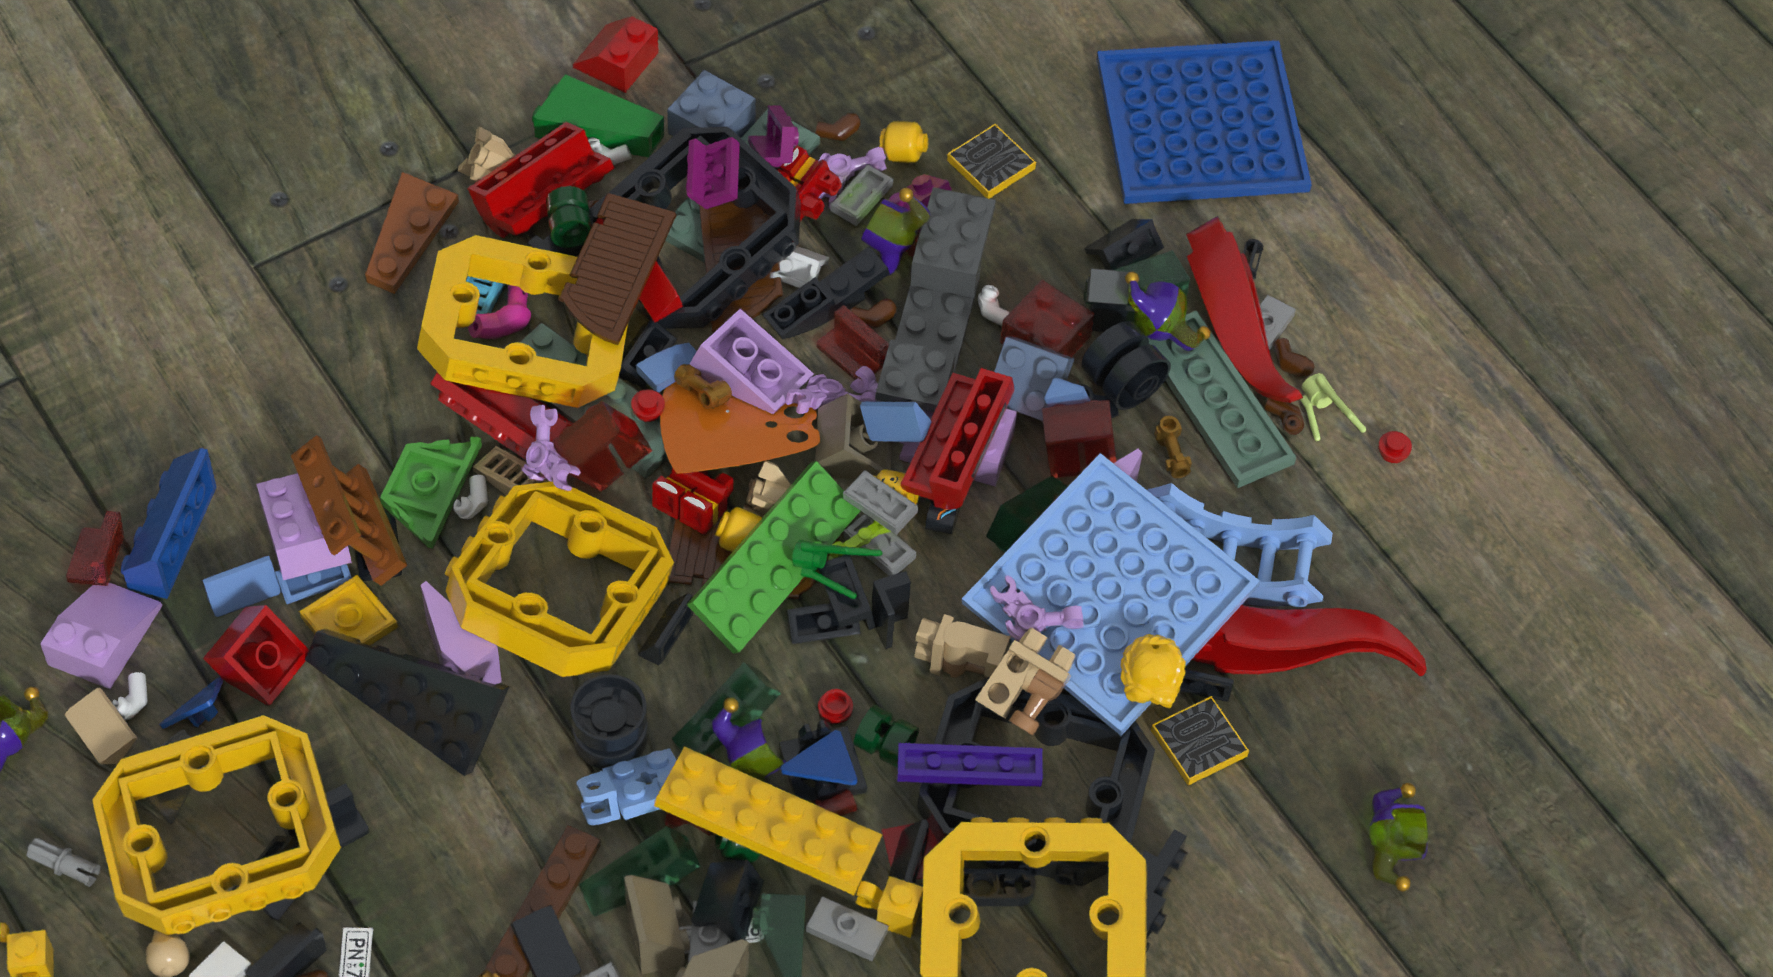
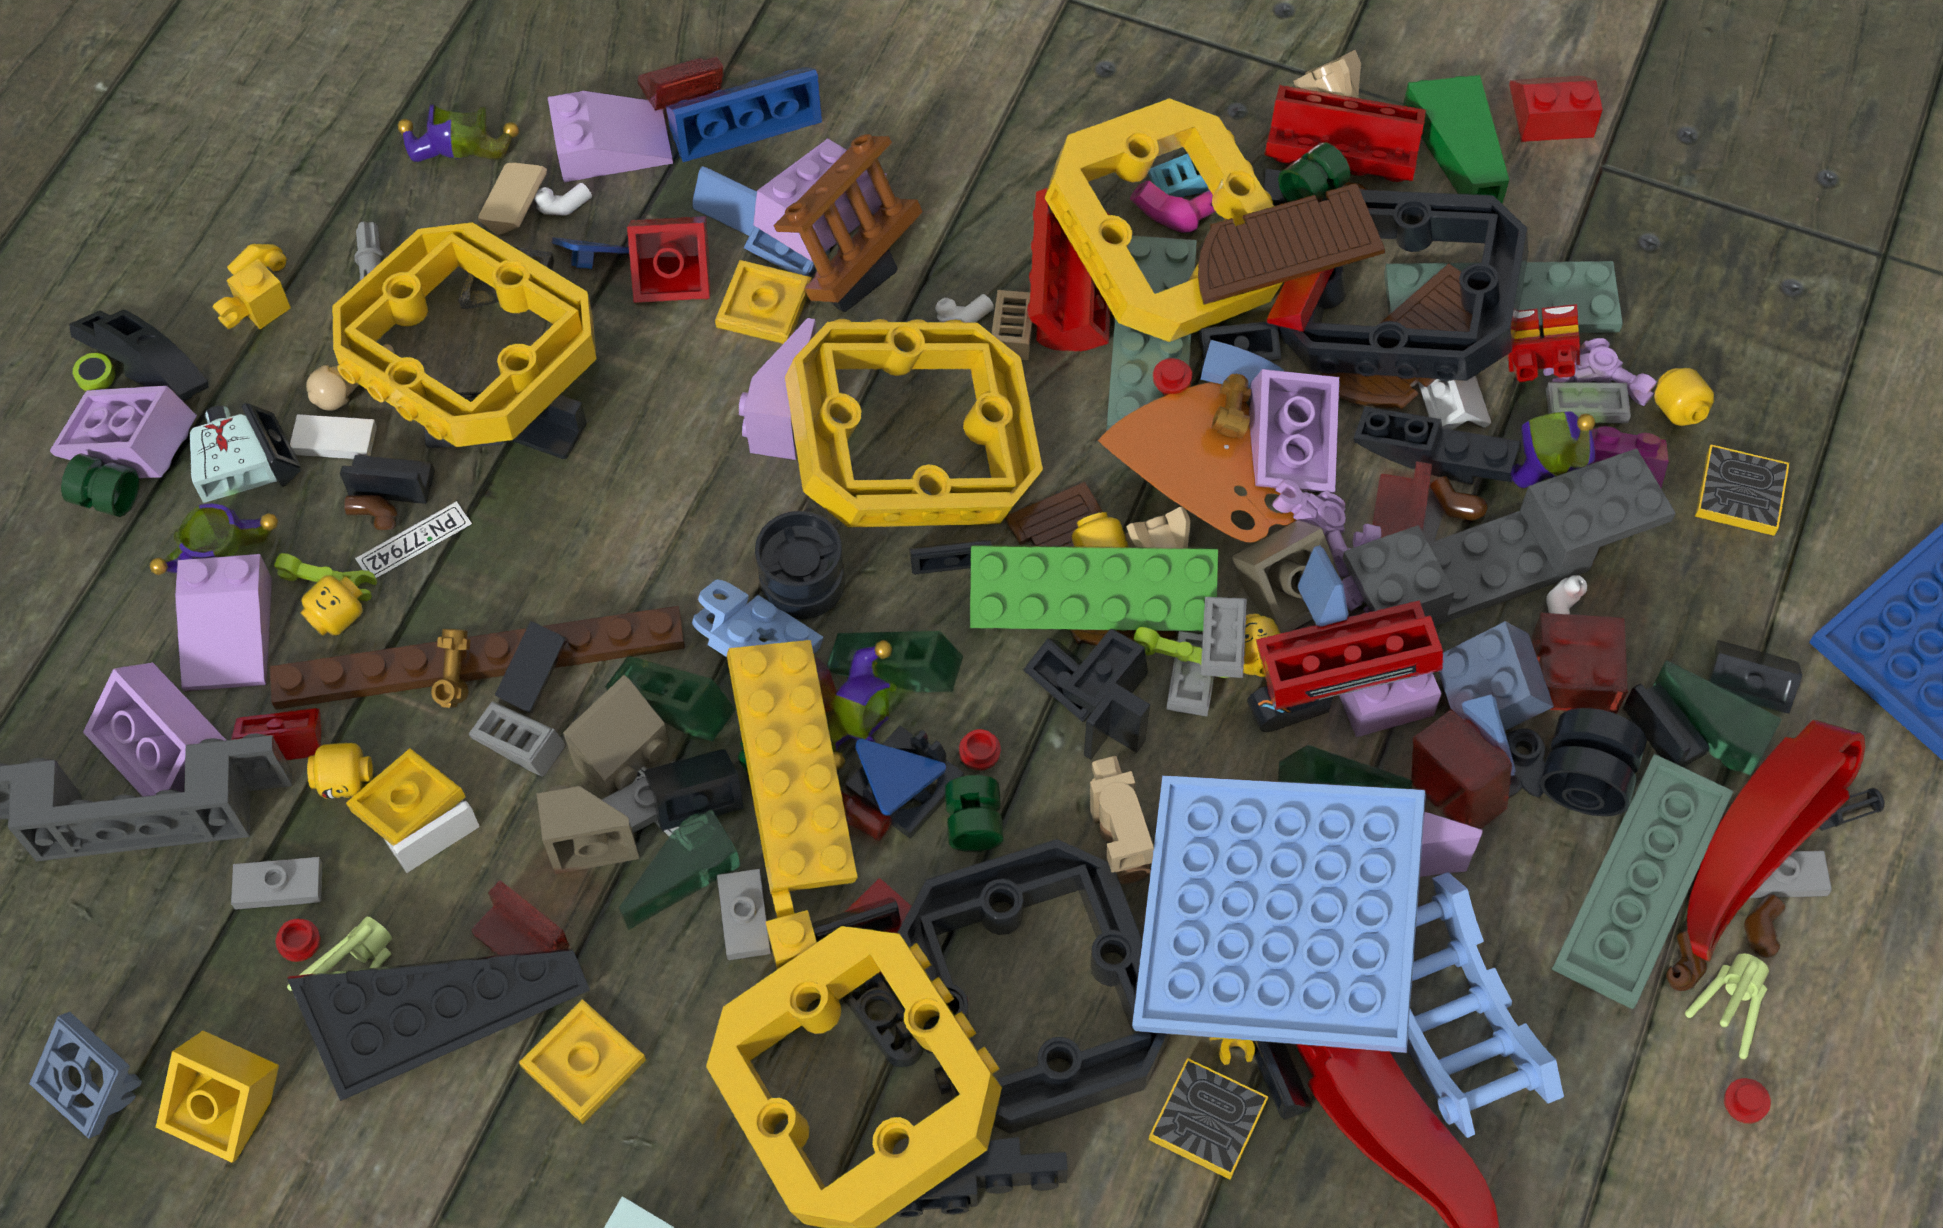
camera: 60 degrees right, 5 degrees up
(408, 229) = (1210, 78): dark orange wing -> none
(422, 698) = (709, 419): black wing -> none
(428, 484) = (948, 265): bright green wing -> none
(543, 456) = (1029, 321): lavender piece -> none
(588, 440) = (1081, 360): clear red piece -> none
(616, 154) = (1430, 169): white arm -> none
(693, 497) = (1108, 483): red hips -> none
(712, 104) = (1558, 217): sand blue brick -> none
(713, 172) = (1457, 246): magenta bracket -> none
(779, 140) = (1556, 285): magenta bracket -> none
(814, 555) = (1111, 618): green plant -> none
(841, 129) = (1650, 337): reddish brown arm -> none
(969, 764) = (985, 906): dark purple plate -> none
(1027, 670) = (1123, 887): tan hips -> none
(1030, 616) = (1183, 848): lavender piece -> none
(1107, 287) = (1670, 684): dark grey brick -> none
(1152, 670) = (1208, 1010): yellow hair -> none
(1162, 313) = (1685, 755): piece -> none
(1166, 435) = (1557, 860): pearl gold bar -> none

